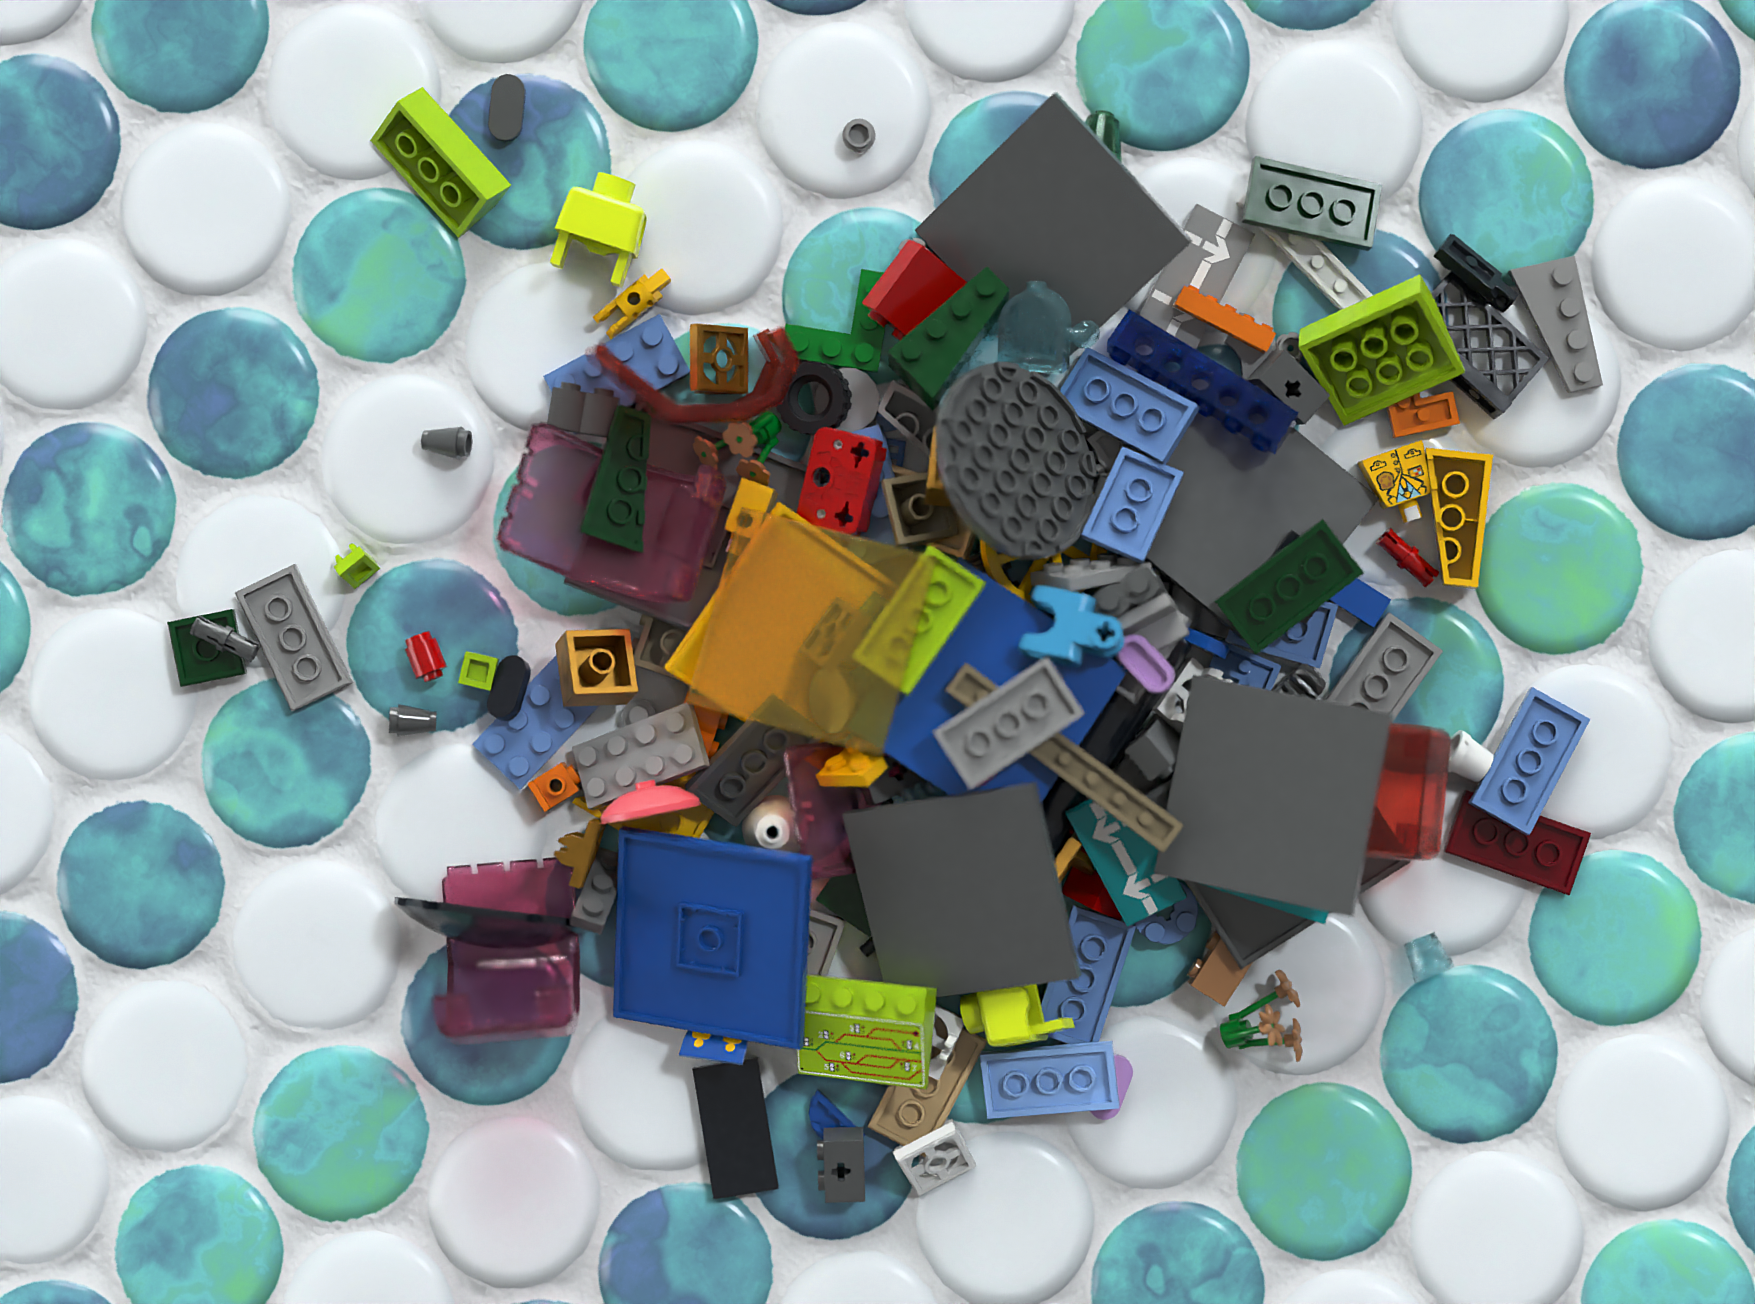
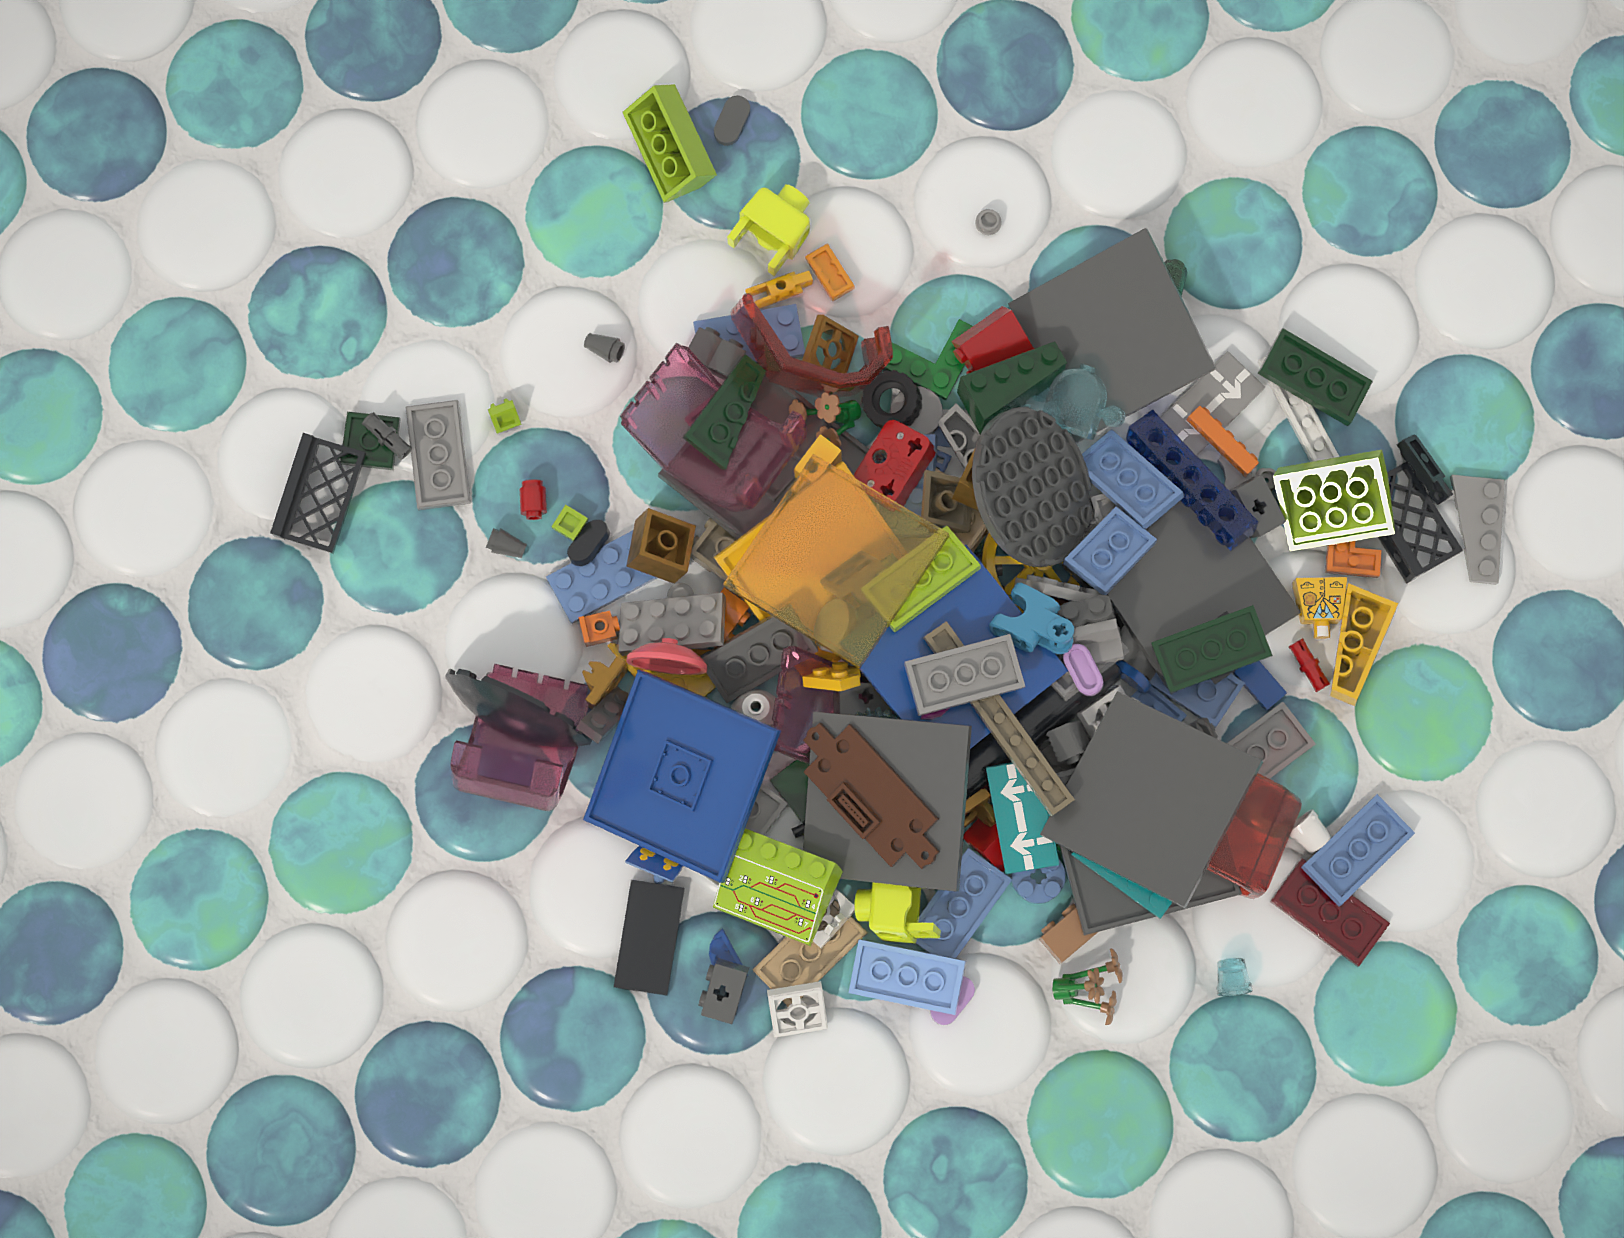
camera: 10 degrees right, 10 degrees down
(138, 733) = (296, 486): none -> black fence
(687, 261) = (829, 272): none -> light orange plate
(942, 895) = (871, 795): none -> reddish brown piece

